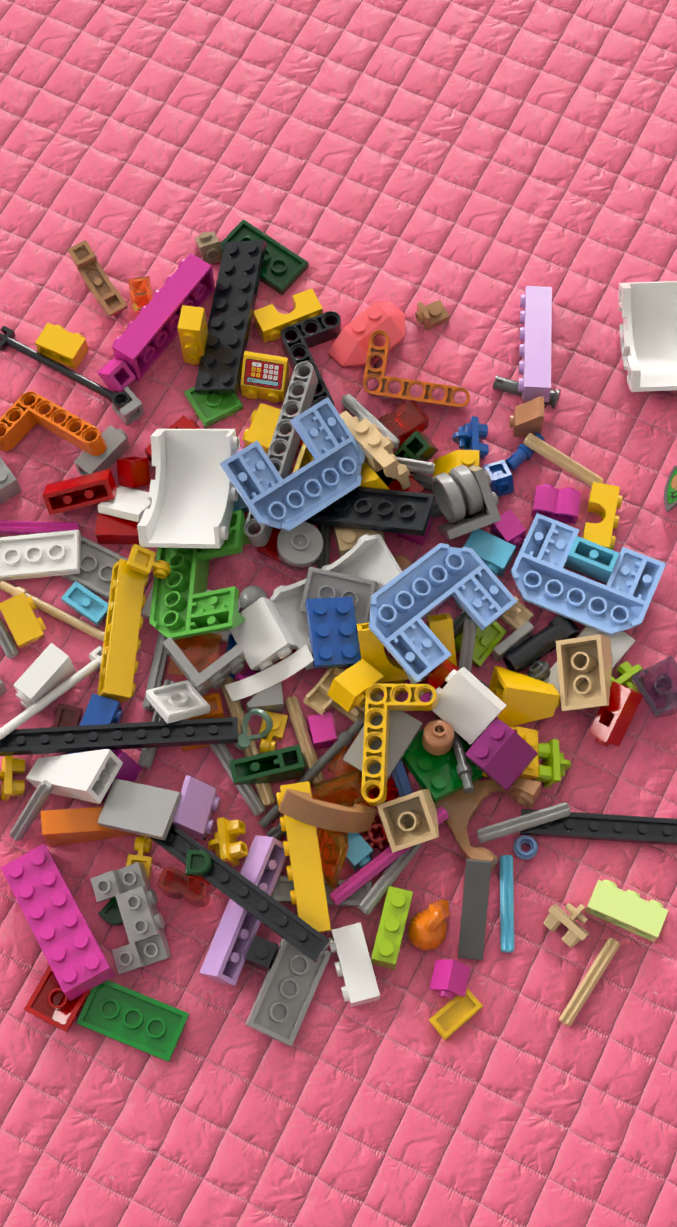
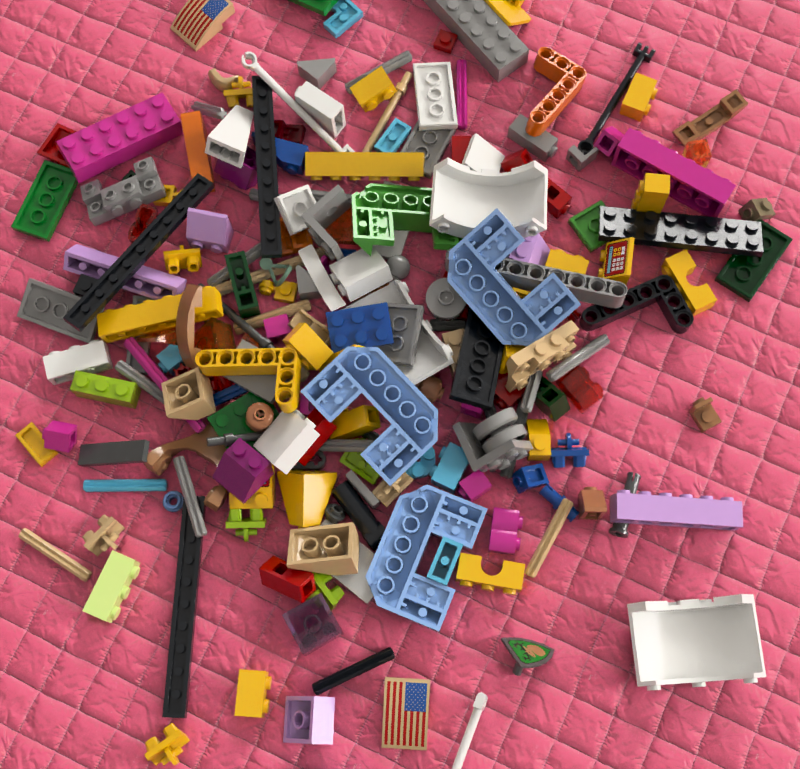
camera: 90 degrees right, 5 degrees up
(79, 492) = (491, 120): red brick -> none
(139, 809) = (199, 183): light grey tile -> none
(143, 561) = (421, 169): yellow plate -> none
(197, 863) = (152, 227): dark green tile -> none
(353, 341) = (676, 358): coral wedge -> none
(406, 384) = (621, 389): orange beam -> none
(429, 926) = (107, 421): orange hair -> none

